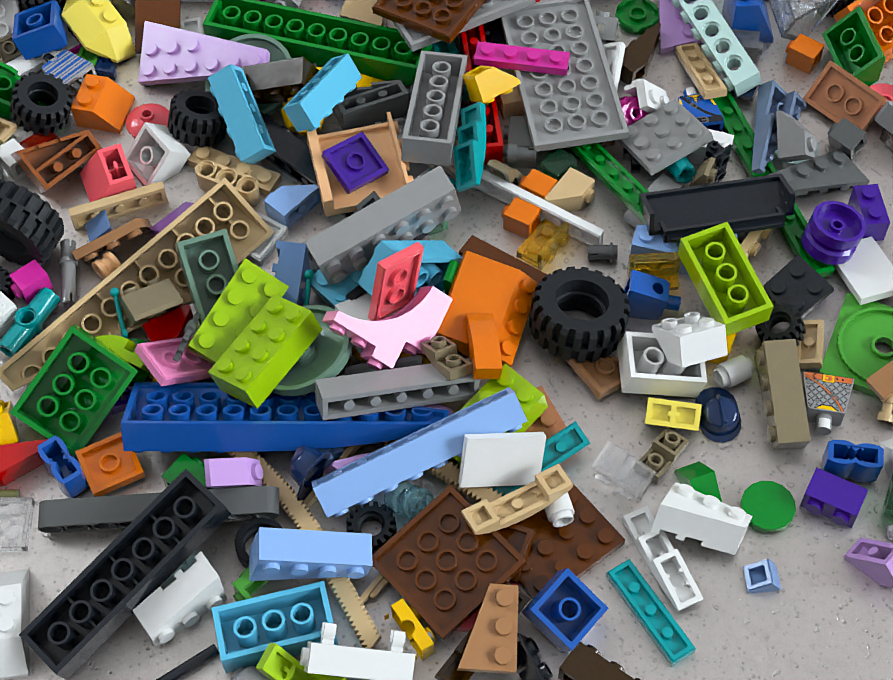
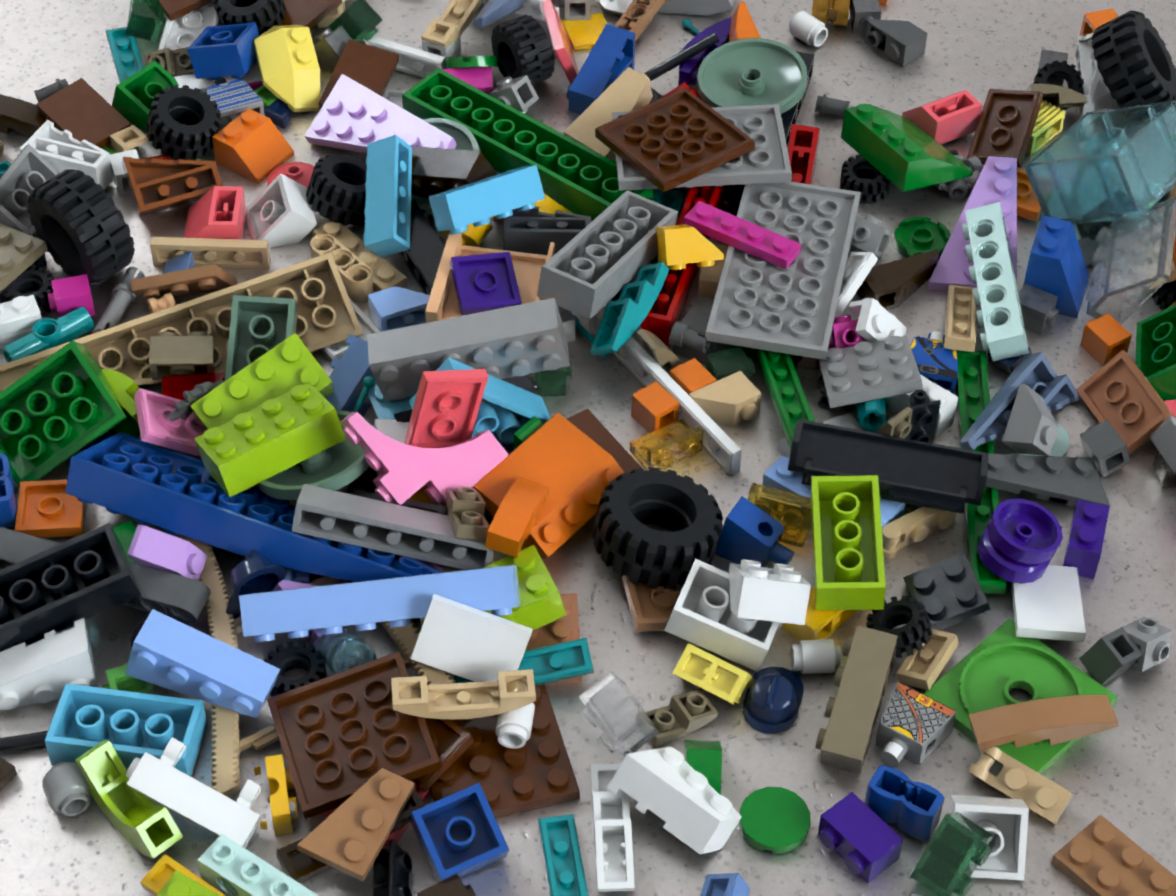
camera: 20 degrees right, 10 degrees down
(114, 292) = (148, 333): teal hinge -> none
(603, 252) = (732, 476): dark grey pin -> none

